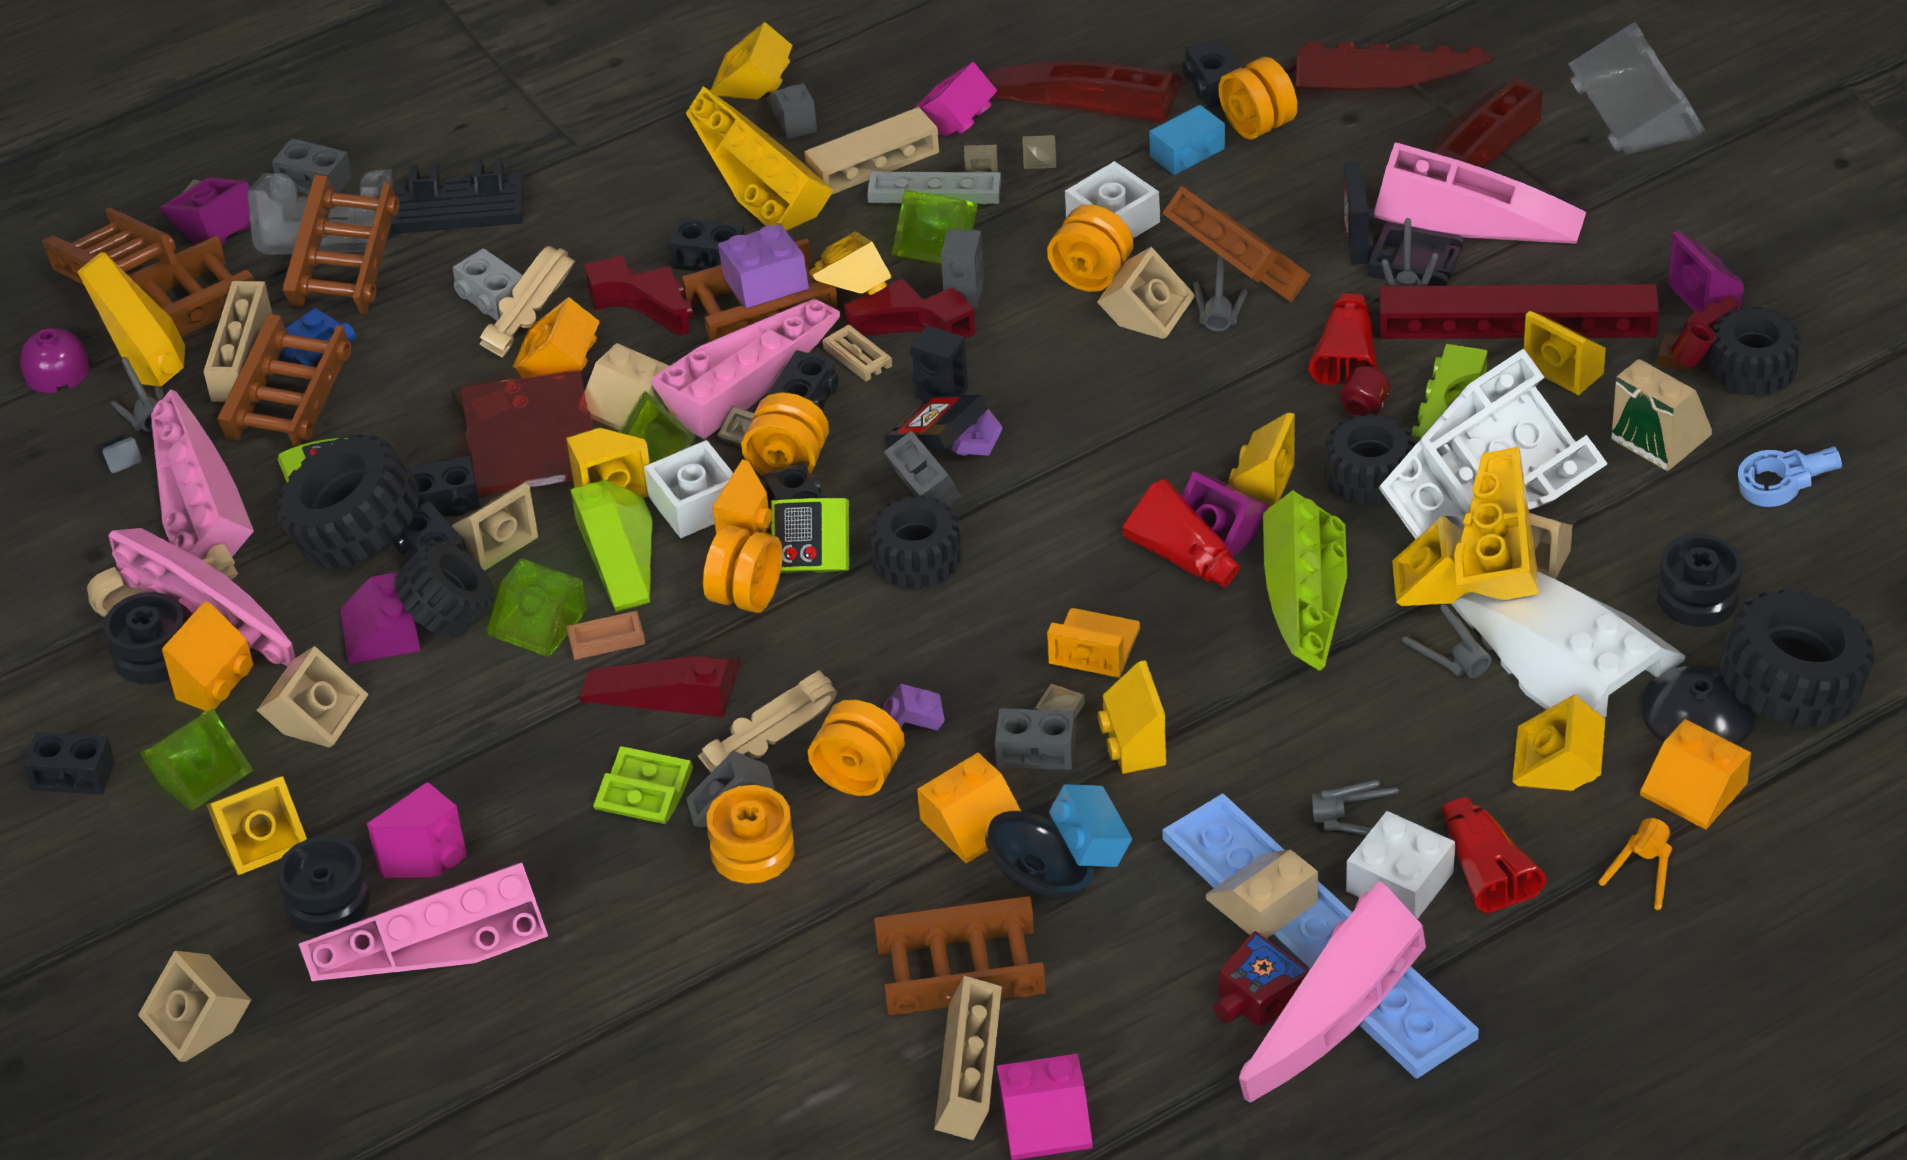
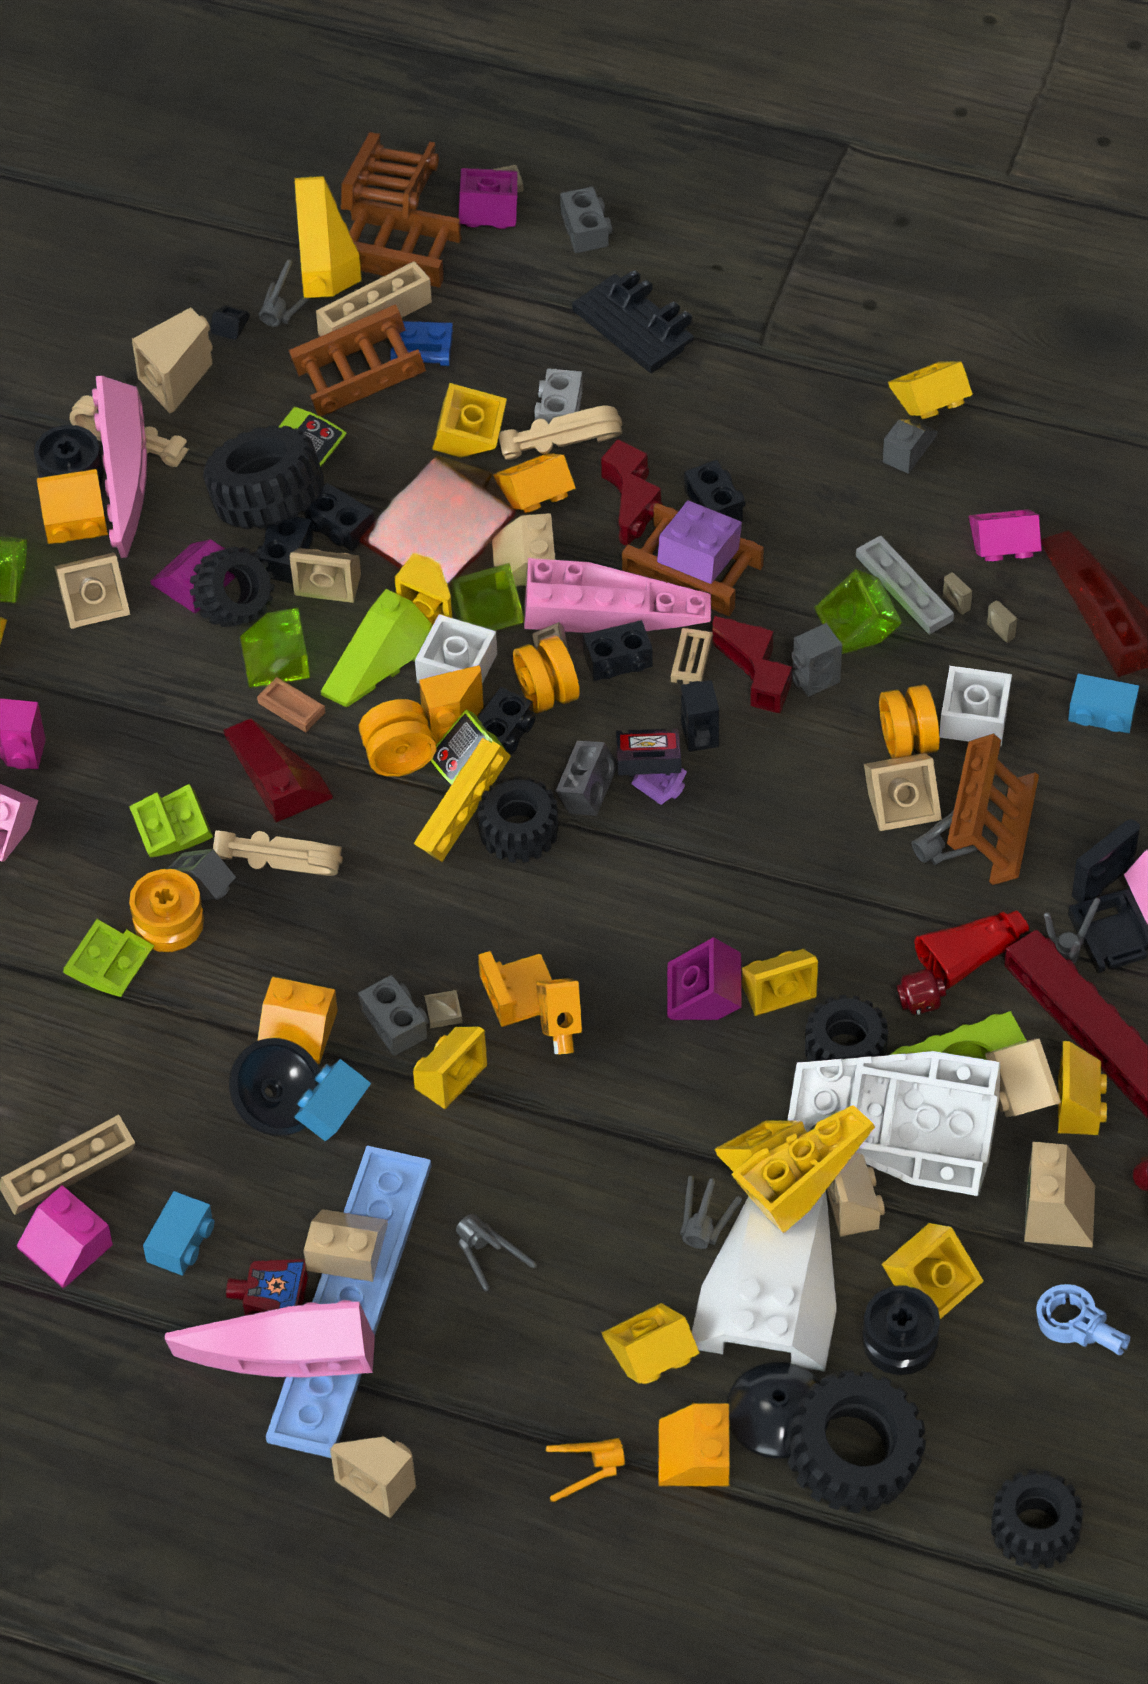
camera: 50 degrees right, 10 degrees up
(53, 360) = (275, 224): magenta cylinder -> none
(121, 493) = (173, 357): none -> tan slope
(194, 484) = (226, 387): bright pink wedge -> none
(279, 212) = (535, 259): clear windscreen -> none
(316, 225) = (496, 272): dark orange fence -> none
(443, 349) = (468, 421): none -> yellow slope
(751, 913) = (108, 958): none -> lime slope
(757, 167) = (826, 467): yellow wedge -> none
(852, 265) = (752, 594): yellow wedge -> none
(856, 747) = (290, 916): light orange wheel -> none
(860, 560) = (462, 799): none -> yellow fence
(874, 149) = (905, 521): tan brick -> none
(915, 707) = (364, 926): medium lavender bracket -> none
(955, 926) = (168, 1072): dark orange fence -> none
(1125, 1018) = (178, 1233): none -> dark azure brick
(1156, 616) = (556, 998): none -> light orange torso
(1175, 532) = (662, 962): red piece -> none
(1304, 574) = (686, 1078): lime wedge -> none
(1405, 859) = (447, 1311): white brick -> none
(1492, 863) = (502, 1367): red piece -> none
(1538, 1002) = (375, 1471): none -> tan slope
(1547, 351) = (1024, 1078): none -> tan slope
(1645, 526) = (935, 1265): none -> yellow slope

